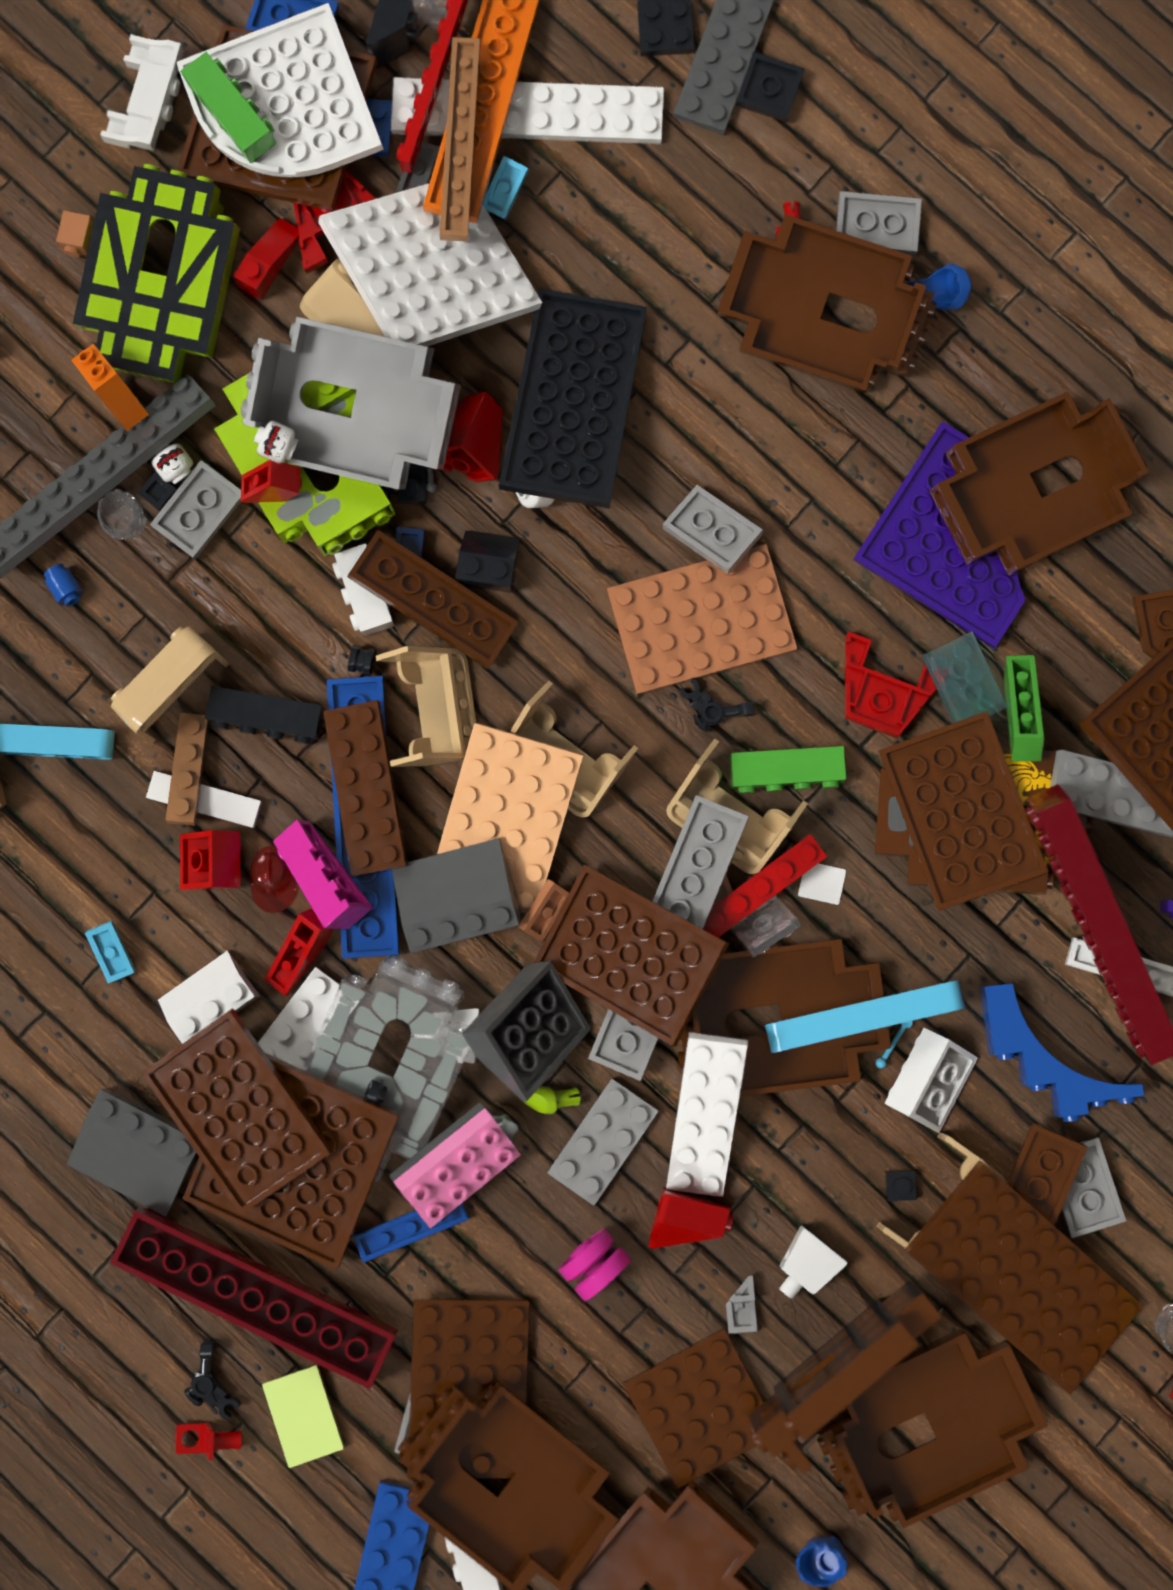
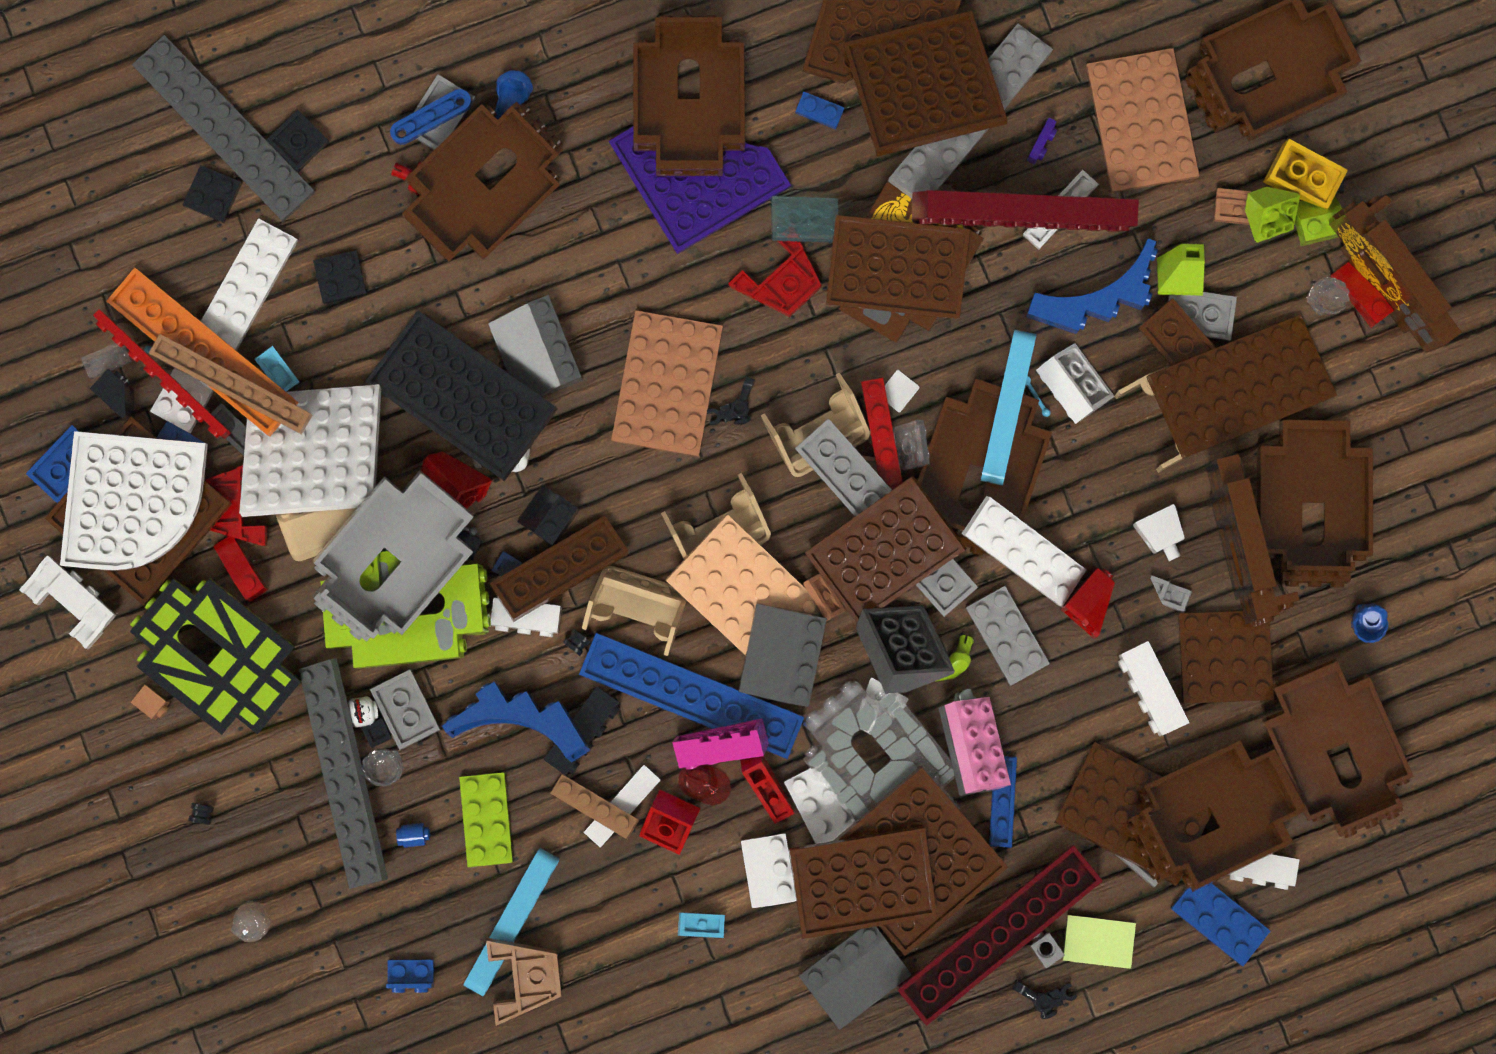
camera: 65 degrees left, 0 degrees up
(109, 387) = (286, 728): orange window -> none
(114, 657) = (486, 819): none -> lime plate
(164, 680) = (525, 789): tan windscreen -> none
(207, 1441) = (1084, 1017): red bracket -> none
(228, 106) = (119, 541): bright green brick -> none
(254, 676) = (522, 711): none -> blue arch
(258, 1369) = (1050, 958): none -> light grey brick
(271, 483) = (419, 643): red slope -> none
(275, 442) = (395, 622): white head -> none
(365, 788) = (673, 683): reddish brown plate -> none
(375, 1091) = (896, 776): black plate -> none
(597, 1267) = (1090, 681): dark pink wheel -> none
(621, 1341) = (1153, 689): none -> white slope
(642, 207) = (340, 277): none -> black plate
(669, 456) = (535, 347): none -> dark grey slope
(712, 529) = (606, 343): light grey plate -> none
(787, 768) = (805, 374): bright green brick -> none
(869, 212) = (430, 116): none -> blue plate
(900, 1185) = (1138, 441): black plate -> none
(1023, 708) = (845, 188): bright green brick -> none
(1097, 639) = (819, 110): none -> blue plate
(1124, 1142) = (1181, 270): none -> lime slope

